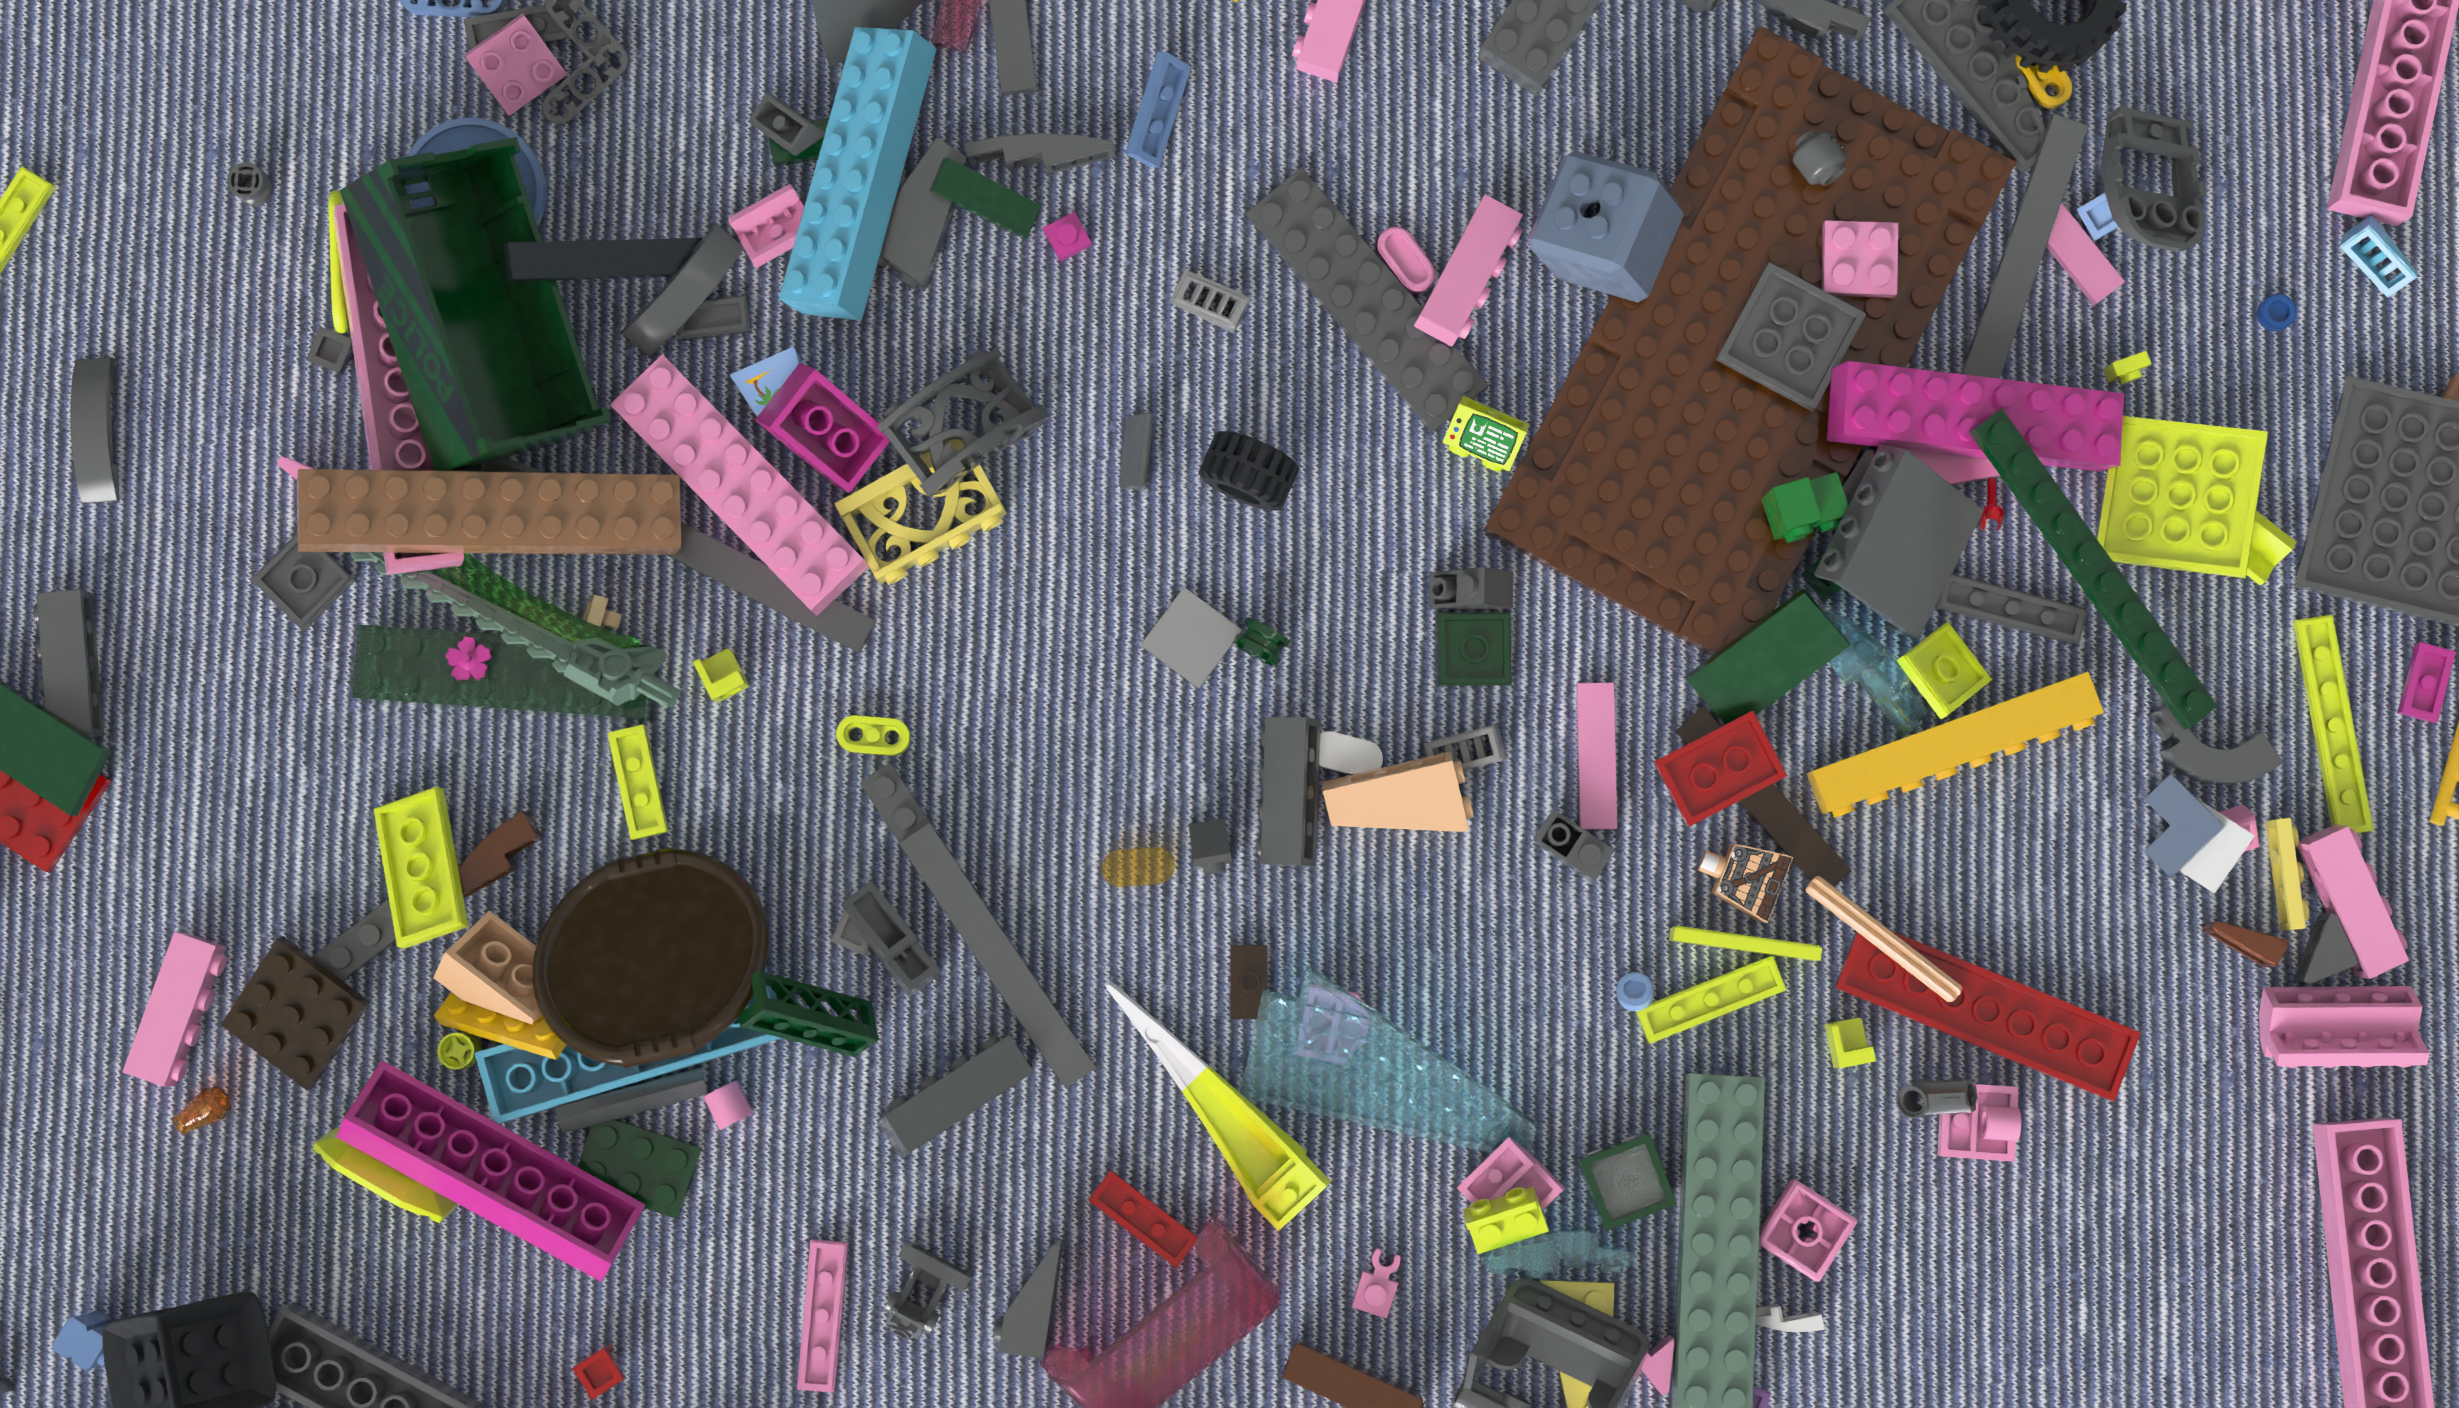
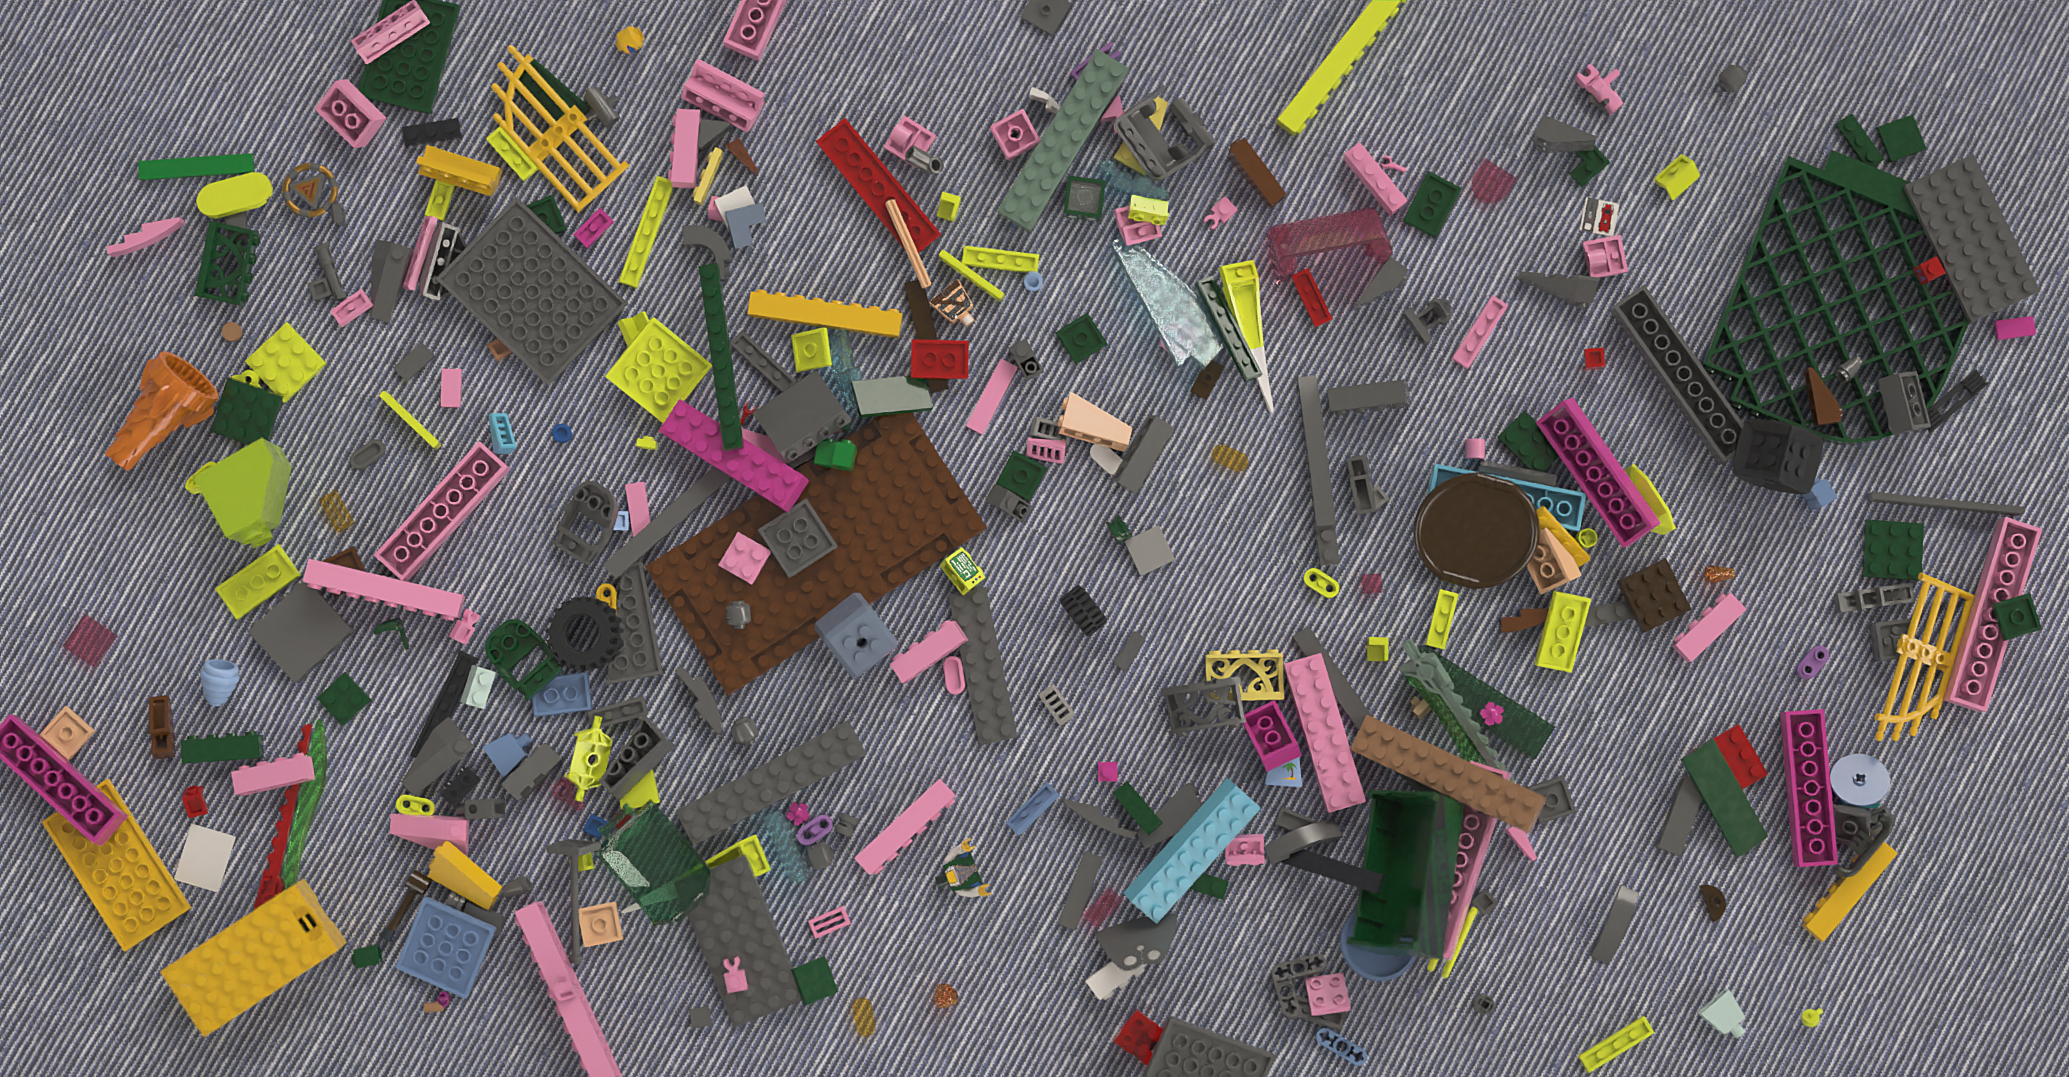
camera: 160 degrees left, 0 degrees up
(785, 125) = (1213, 894): dark grey slope -> none
(787, 781) = (1371, 583): none -> clear pink plate
(811, 1025) = (1416, 460): dark green fence -> none
(1210, 846) = (1192, 448): dark grey slope -> none
(1257, 1085) = (1228, 329): none -> tile
(1447, 727) = (1052, 444): none -> bright pink slope
(1499, 937) = (1081, 338): none -> dark green tile

